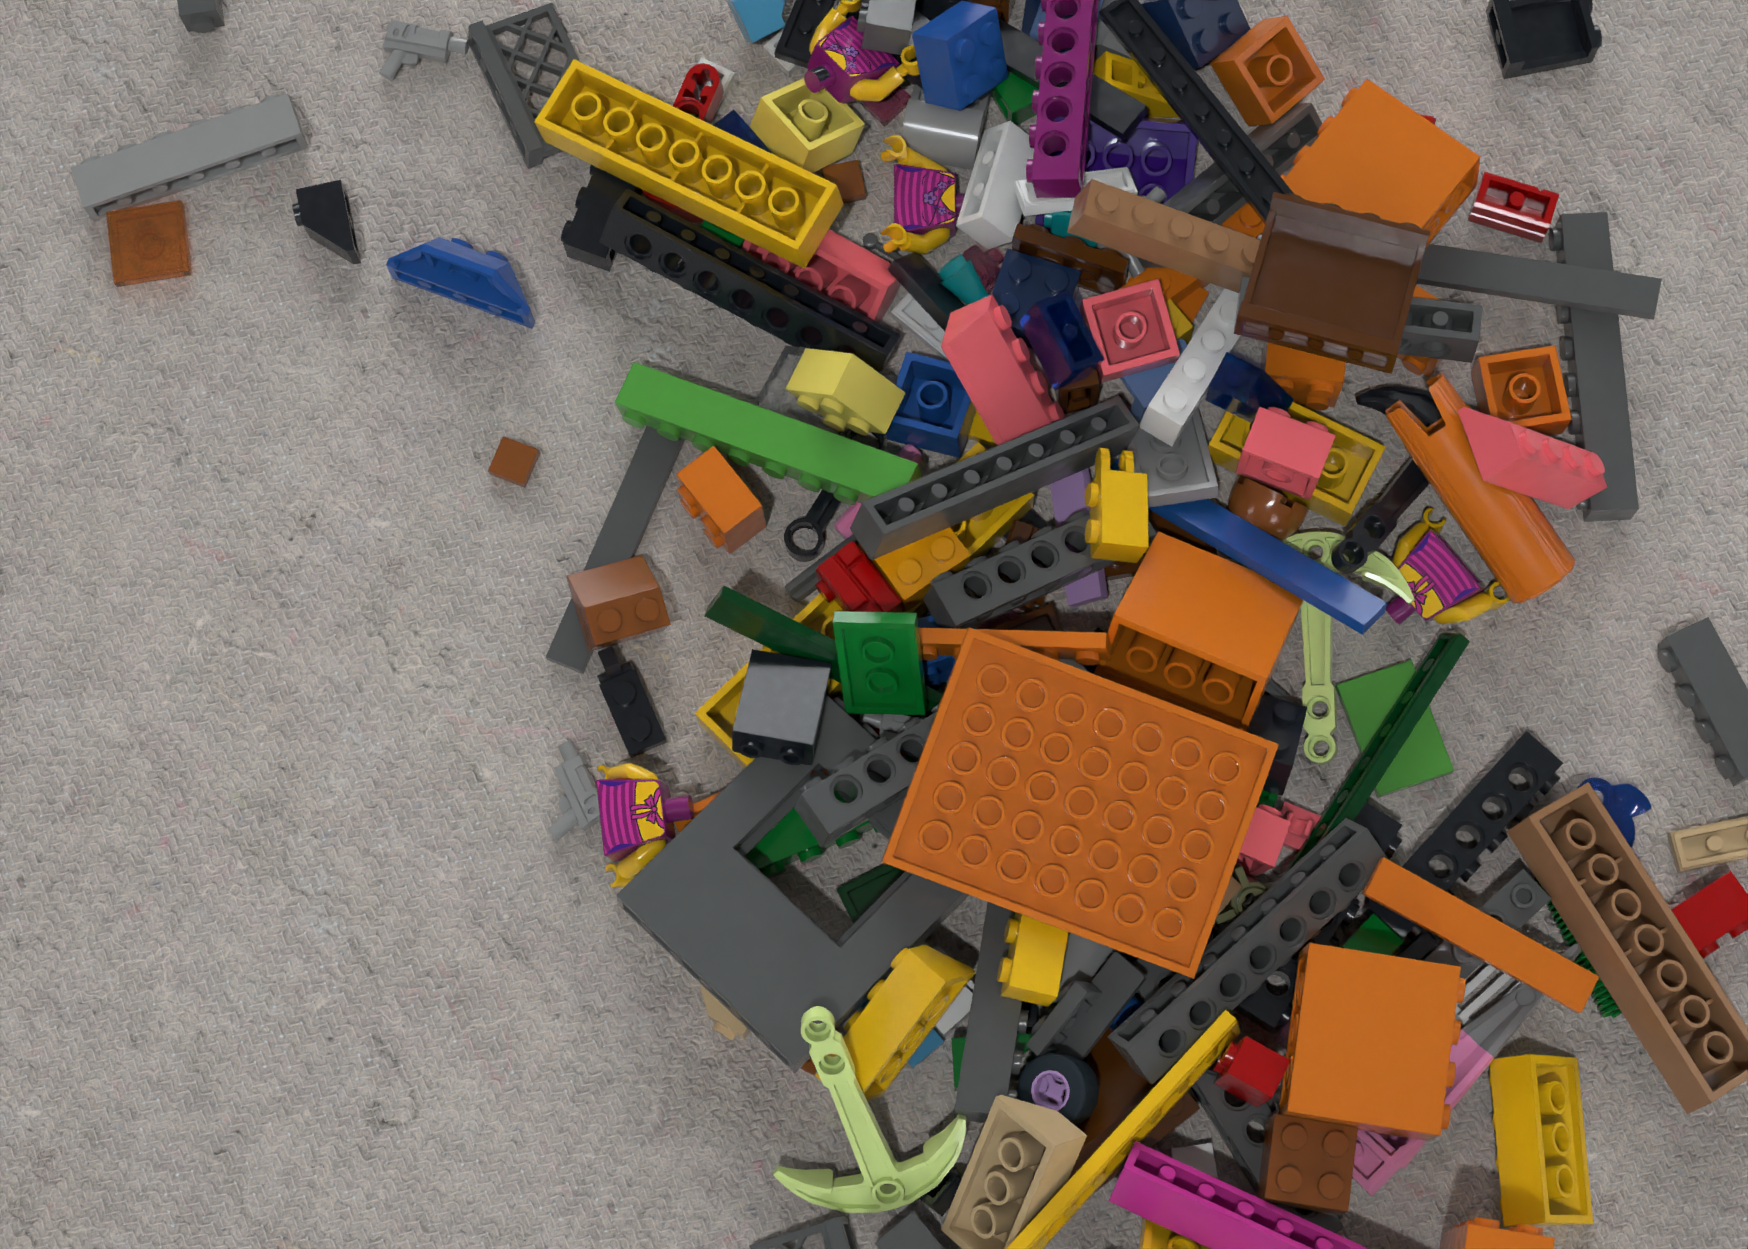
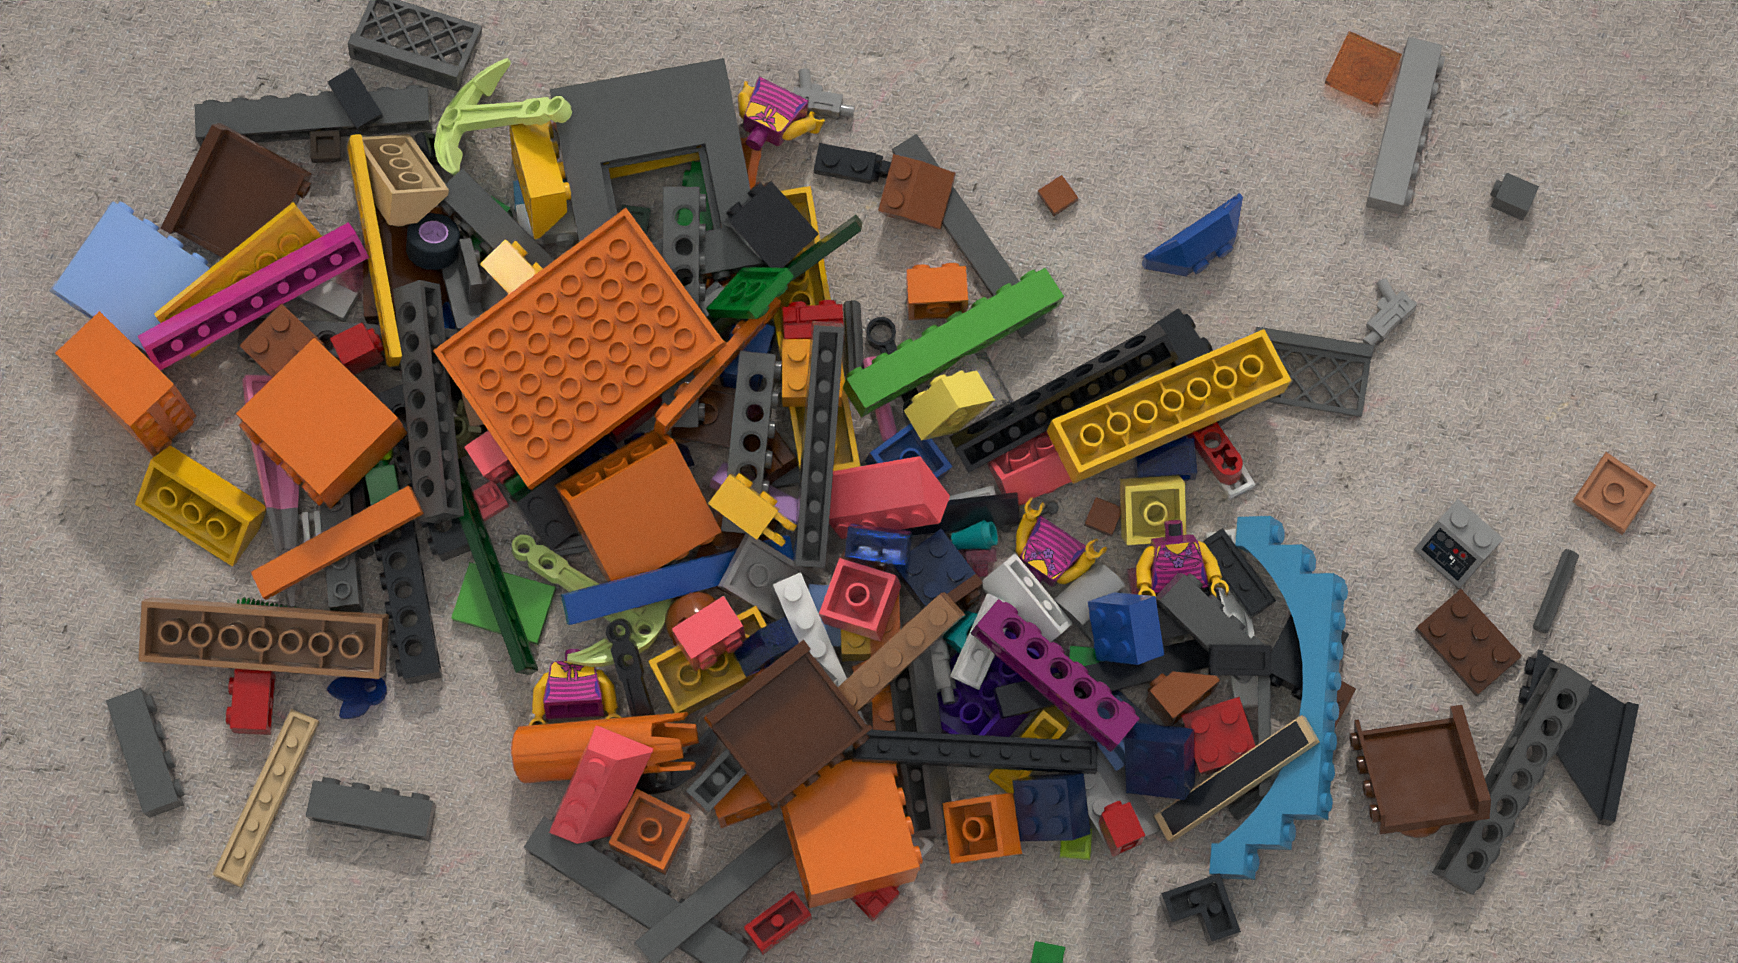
camera: 120 degrees right, 0 degrees up
(328, 218) = (1299, 182): black slope -> none

